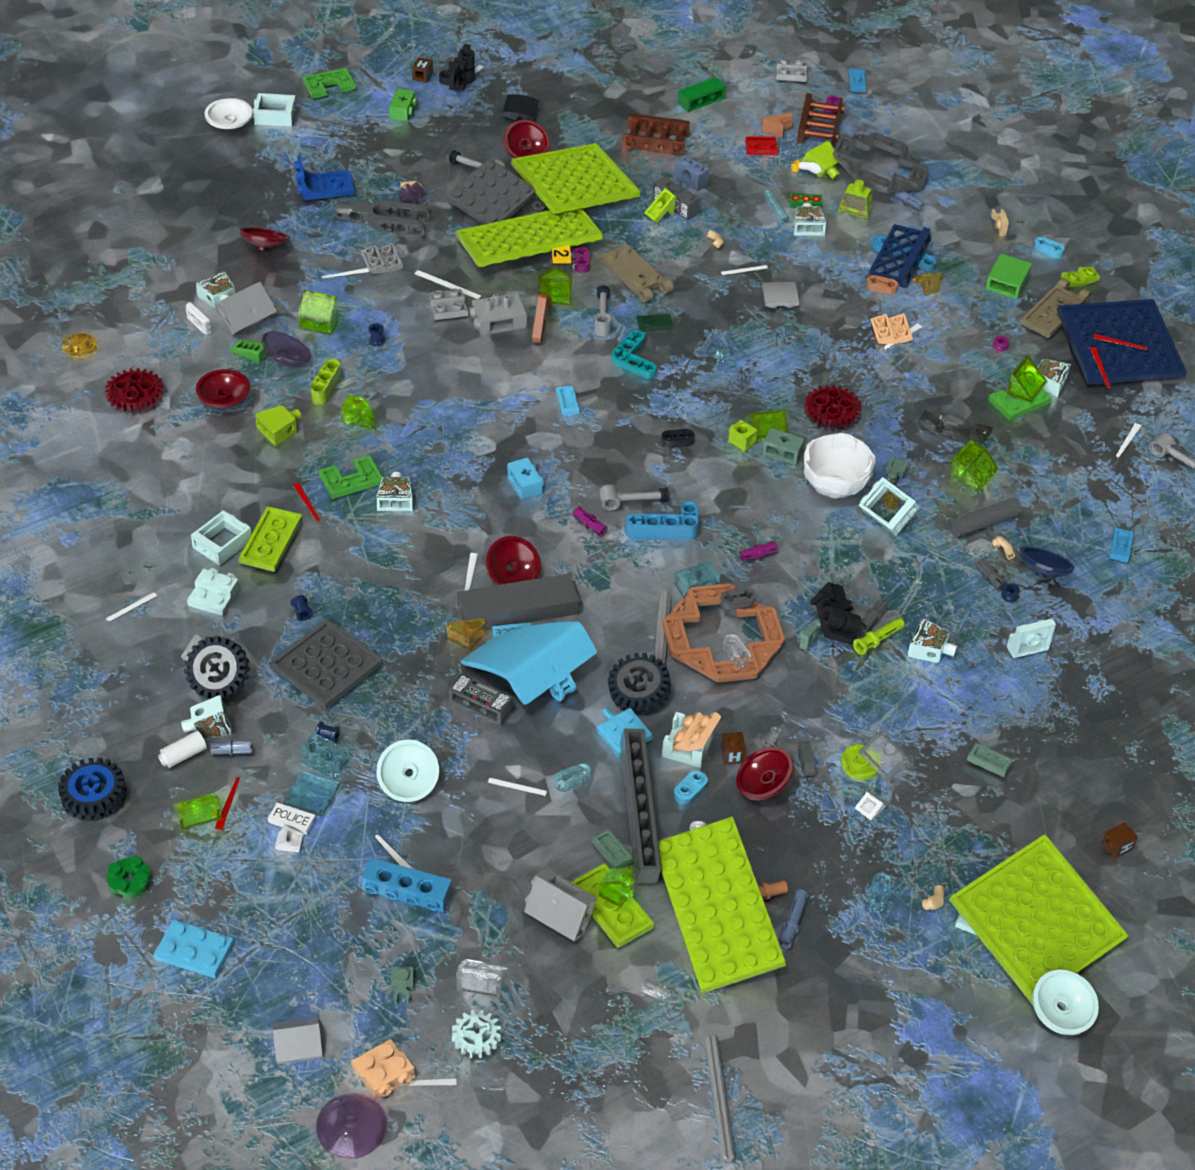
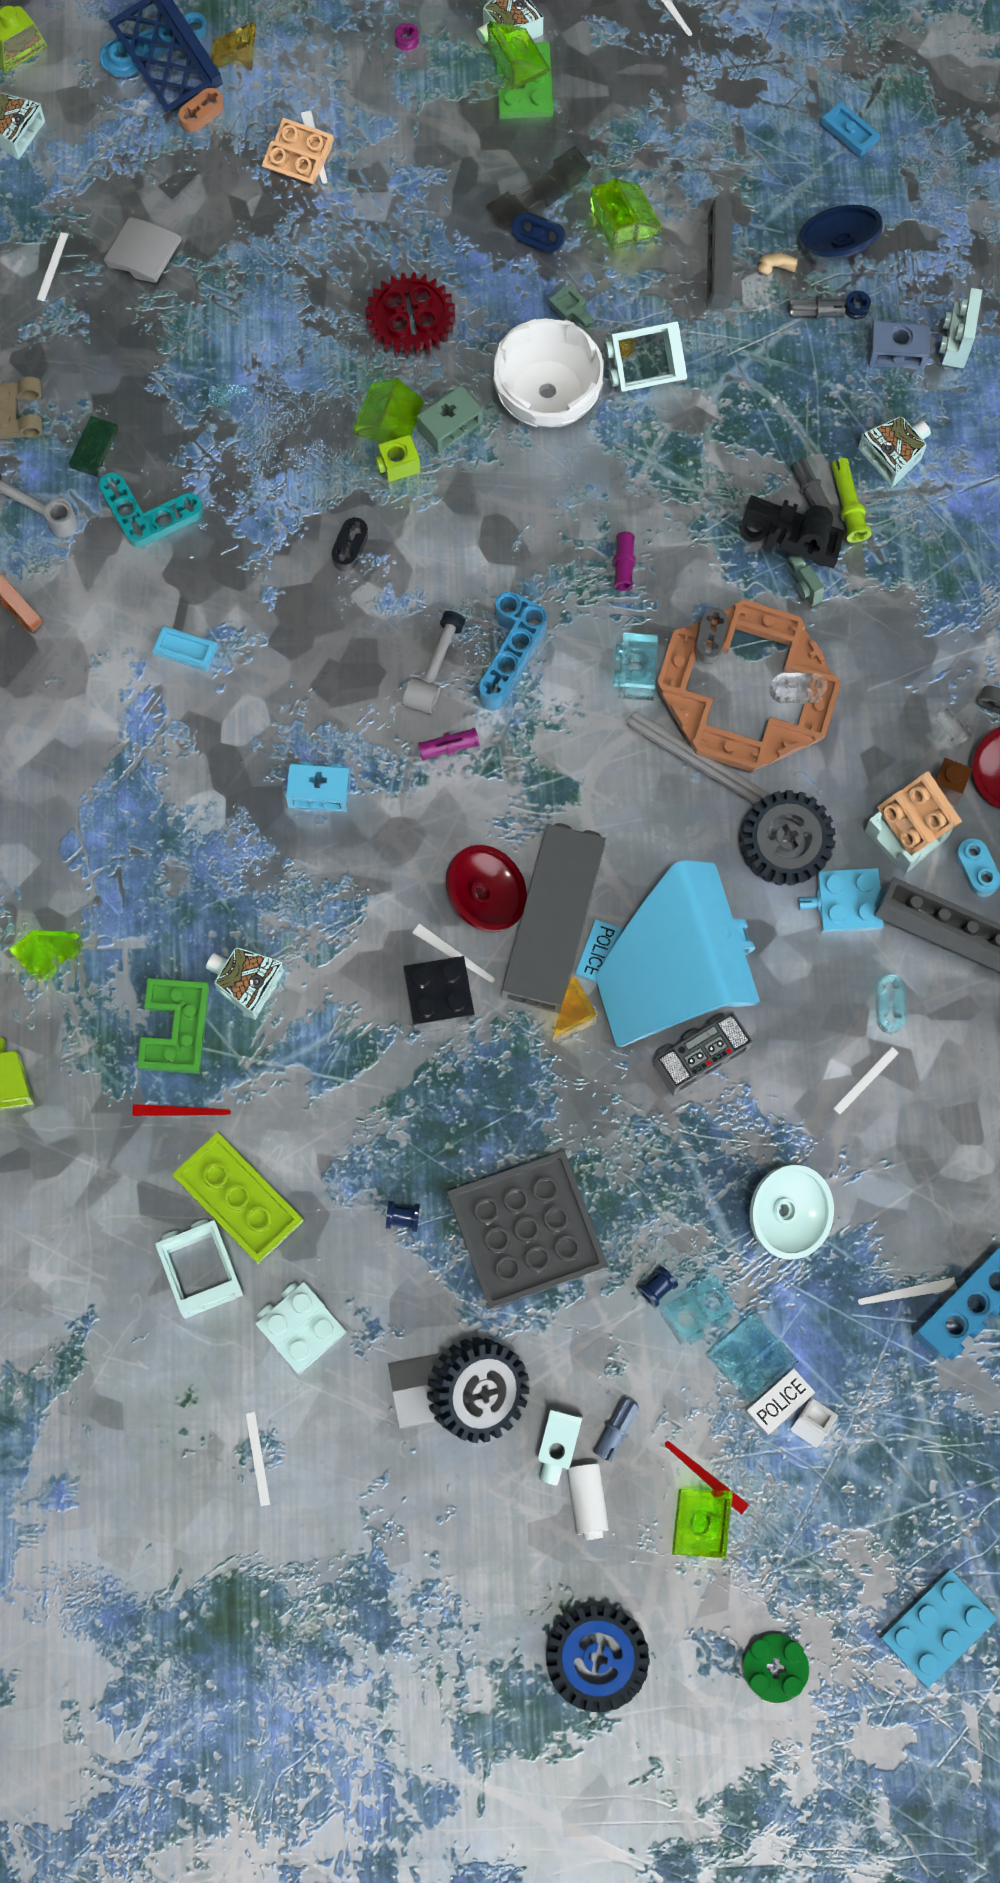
camera: 60 degrees left, 25 degrees up
(438, 571) = (439, 994): none -> black brick
(929, 437) = (539, 232): none -> dark blue plate
(998, 618) = (887, 353): none -> sand blue brick

